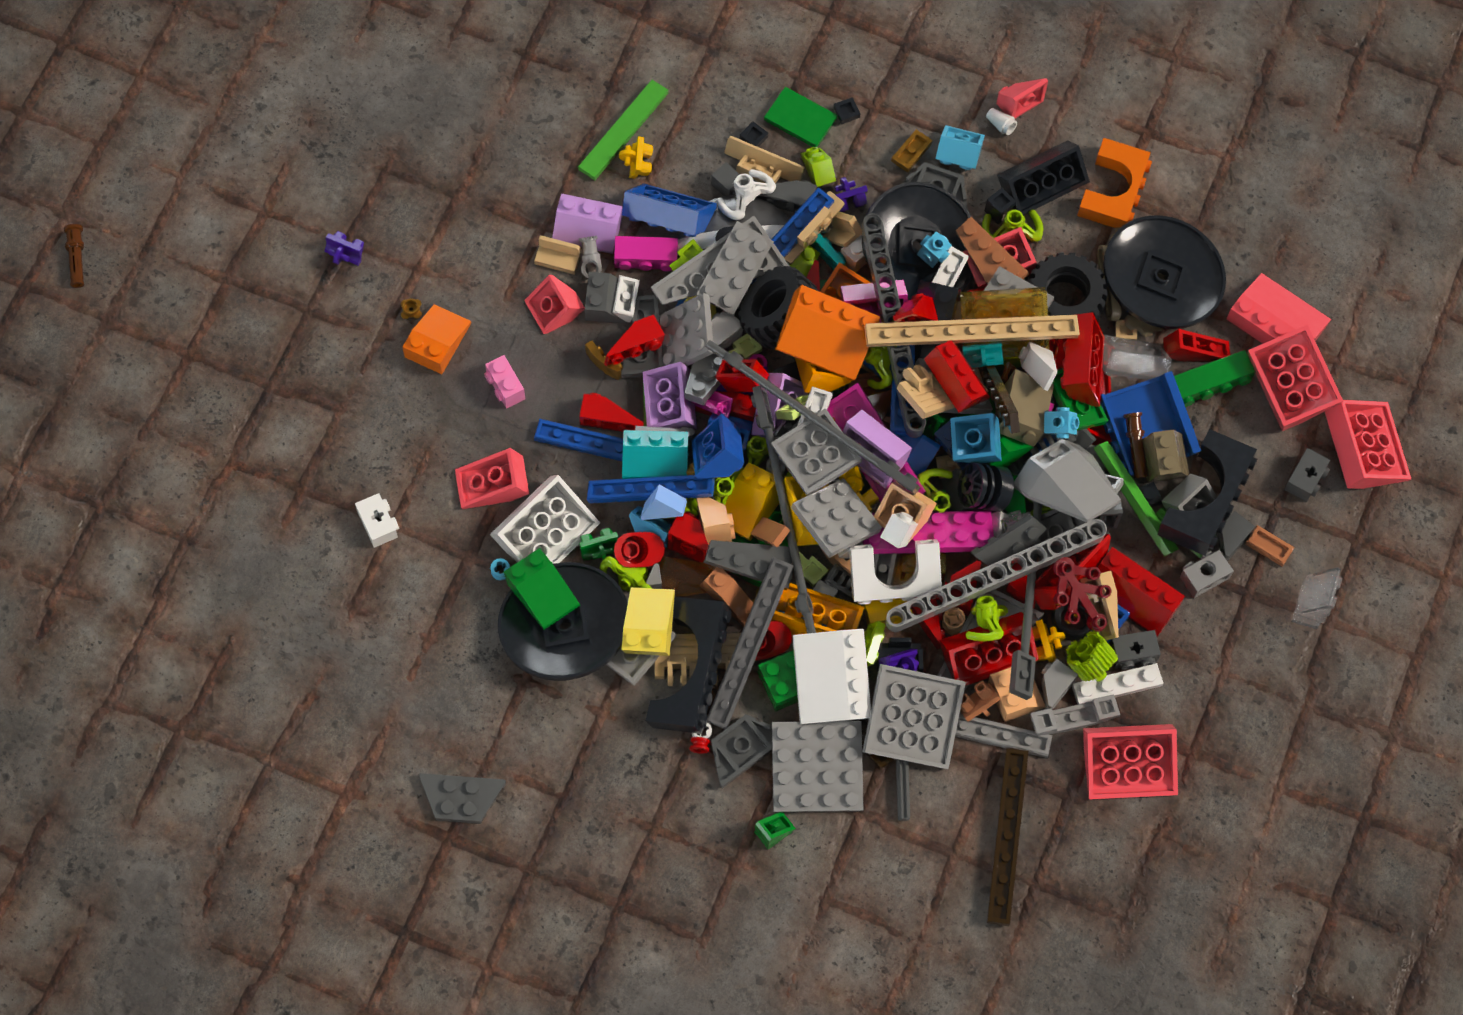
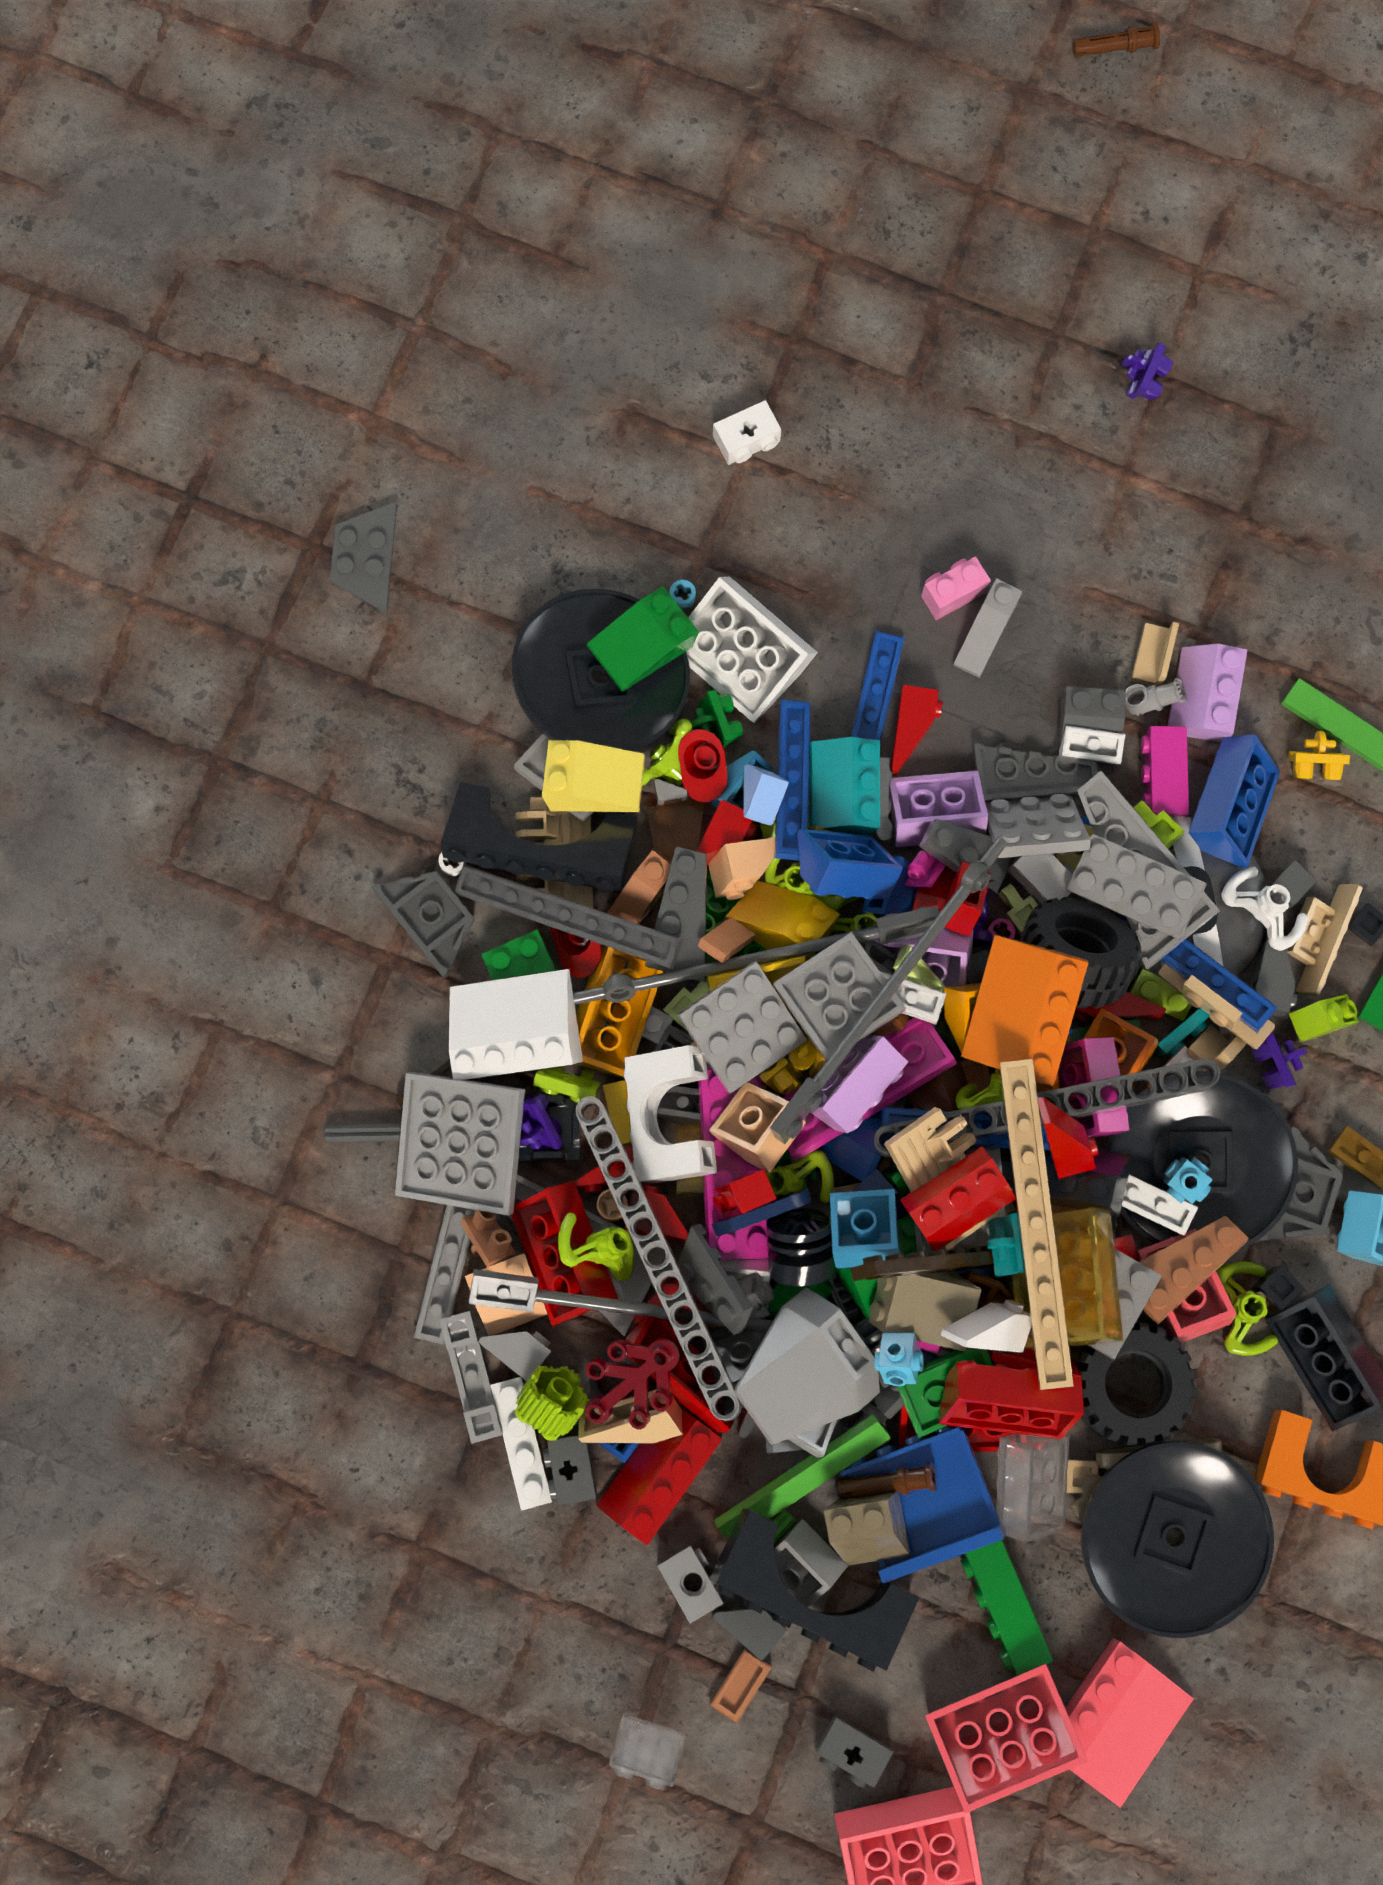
camera: 90 degrees right, 10 degrees up
(411, 303) = (1066, 457): pearl gold plate -> none
(435, 338) = (1020, 498): orange slope -> none
(492, 480) = (809, 578): coral slope -> none
(534, 362) = (988, 628): none -> light grey slope
(553, 304) = (1077, 650): coral slope -> none
(598, 357) = (991, 725): pearl gold slope -> none
(640, 337) = (1024, 759): red slope -> none
(699, 745) = (430, 857): red bush -> none
(773, 829) = (311, 956): green slope -> none
(817, 766) = (394, 1013): light grey plate -> none
(899, 529) = (721, 1114): white brick -> none
(953, 516) = (743, 1194): none -> red brick
(965, 507) = (762, 1213): none -> dark blue tile
(1007, 837) = (297, 1276): dark brown plate -> none
(1041, 633) = (583, 1342): yellow hips -> none
(1131, 761) = (404, 1457): coral slope -> none
(1151, 494) = (815, 1503): black plate -> none
(1195, 347) = (1058, 1586): red slope -> none

